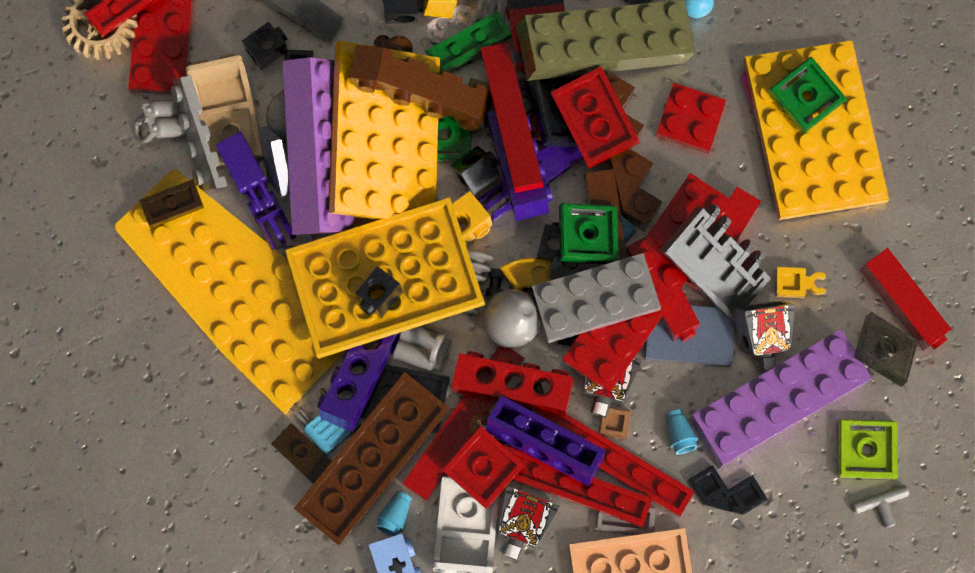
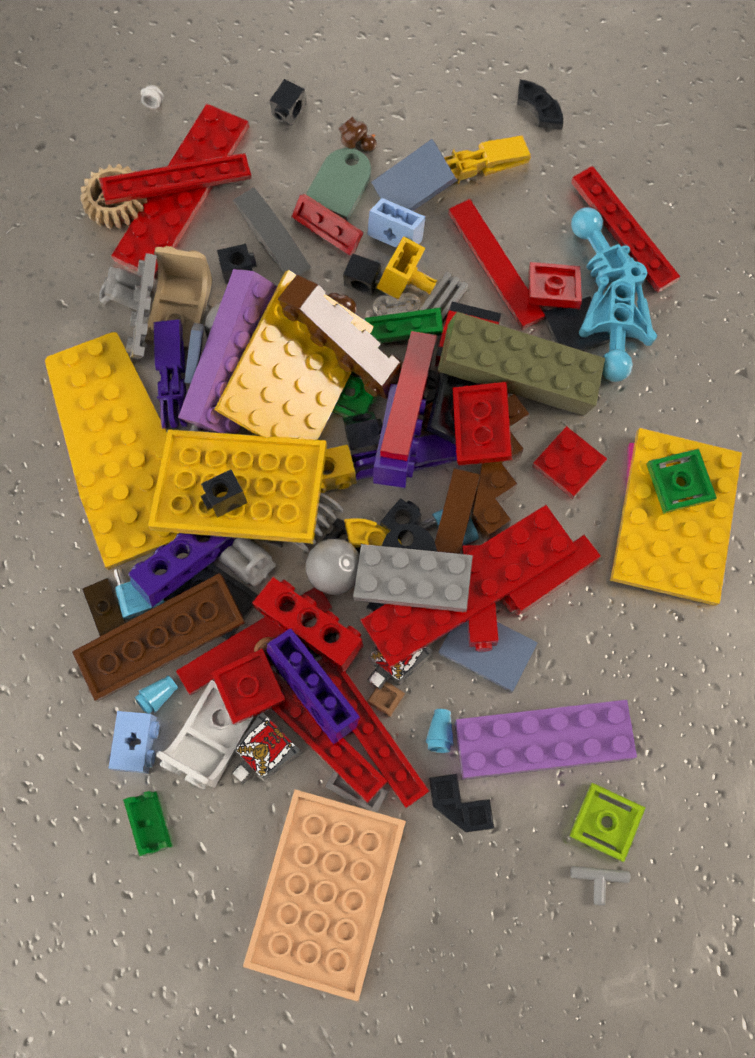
camera: 30 degrees right, 5 degrees down
(171, 203) = (96, 356): dark brown plate -> none
(604, 226) = (415, 523): green piece -> none
(715, 263) = (536, 594): hinge -> none
(765, 330) = (556, 671): torso -> none
(793, 282) = (601, 641): yellow plate -> none
(886, 349) = (661, 736): clear smoke plate -> none
(906, 300) = (699, 700): red brick -> none

